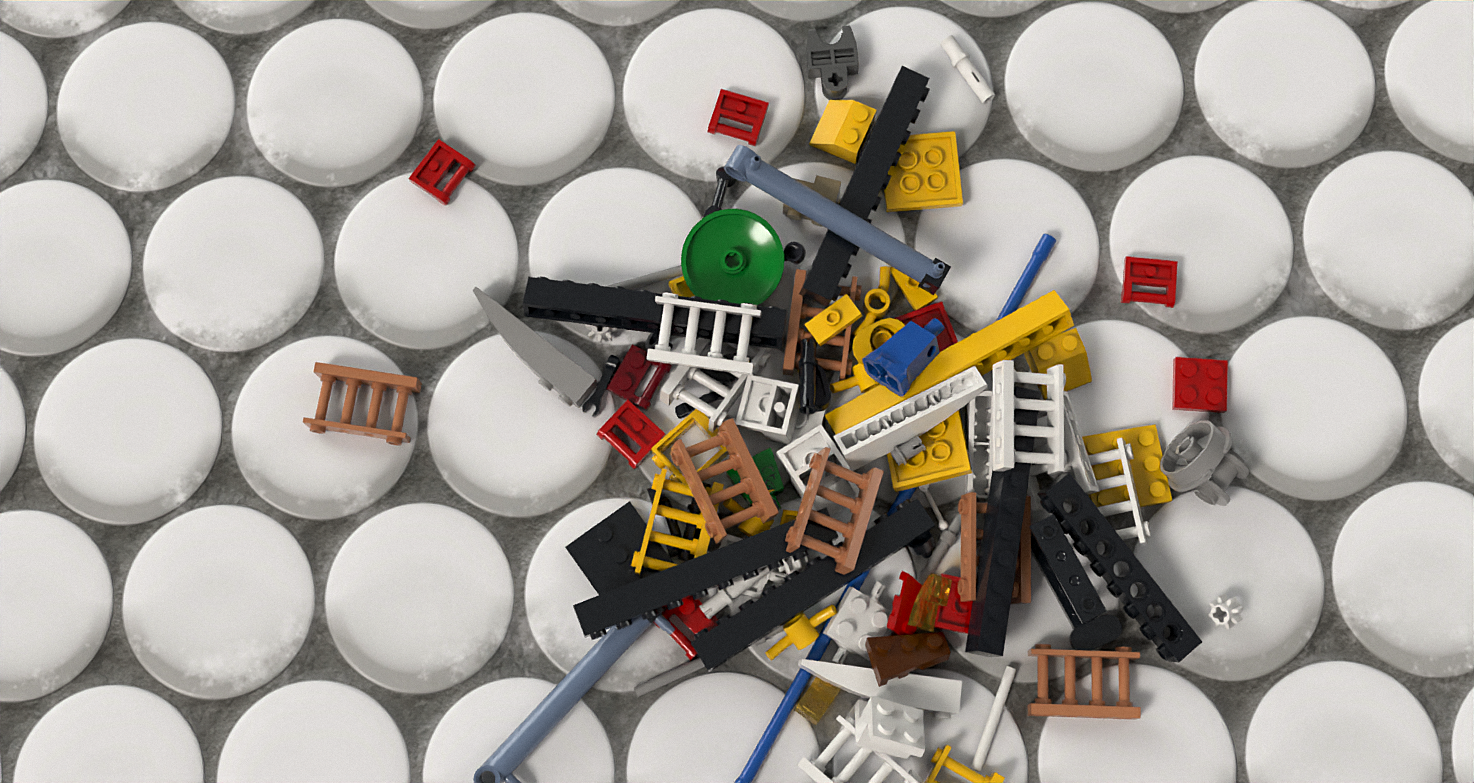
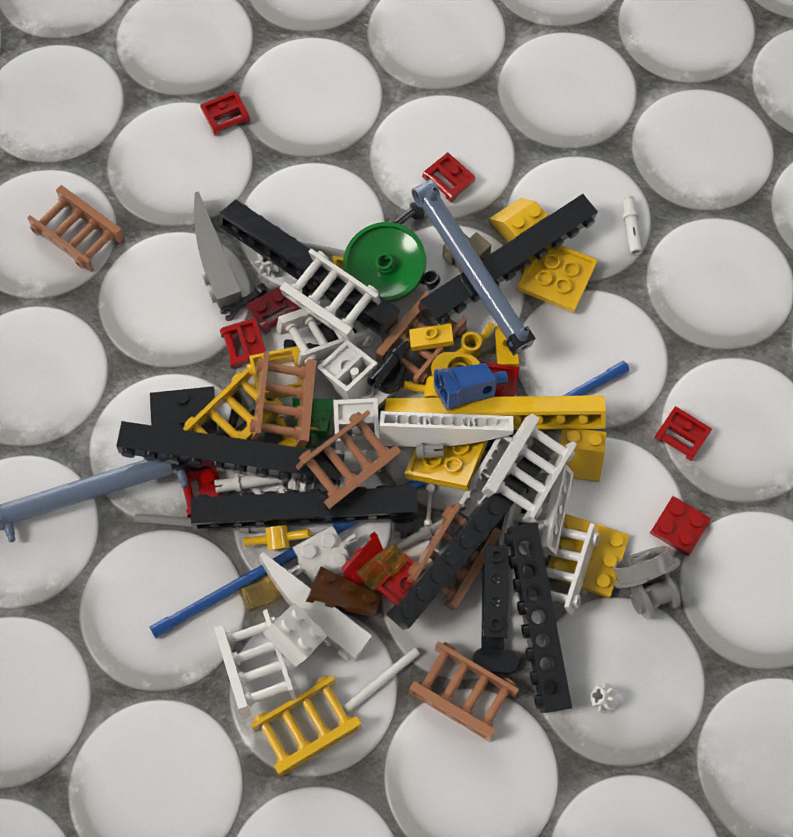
camera: 25 degrees right, 10 degrees down
(832, 62) = (537, 173): dark grey piece -> none

